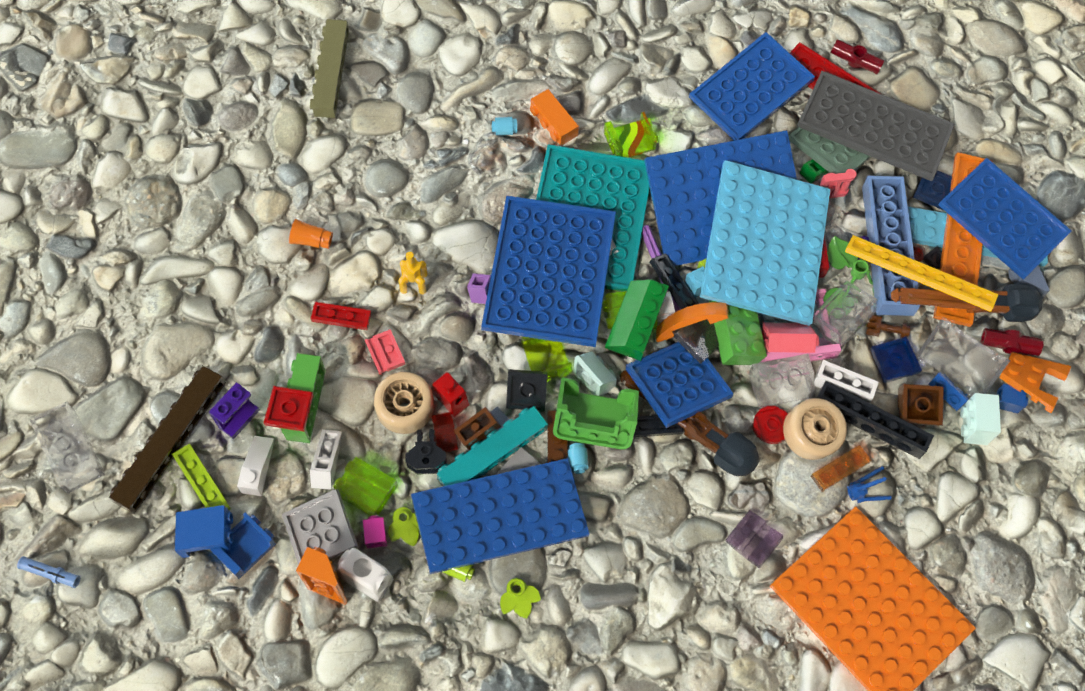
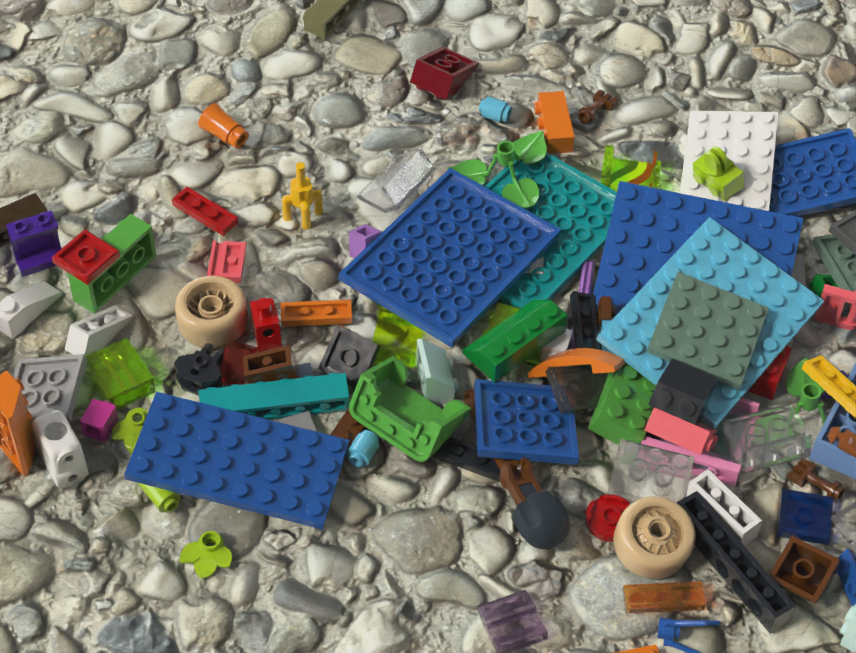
camera: 30 degrees right, 15 degrees down
(446, 109) = (442, 72): none -> dark red slope
(469, 222) = (398, 181): none -> clear slope
(477, 363) = (316, 313): none -> orange plate
(548, 152) = (529, 149): none -> bright green plant
(572, 98) = (587, 113): none -> reddish brown hinge
(683, 264) = (606, 310): none -> reddish brown plate
(697, 98) = (746, 140): none -> white plate
(700, 114) = (718, 173): none -> lime brick
(772, 254) = (708, 329): none -> sand green plate
(784, 312) = (683, 391): none -> black slope

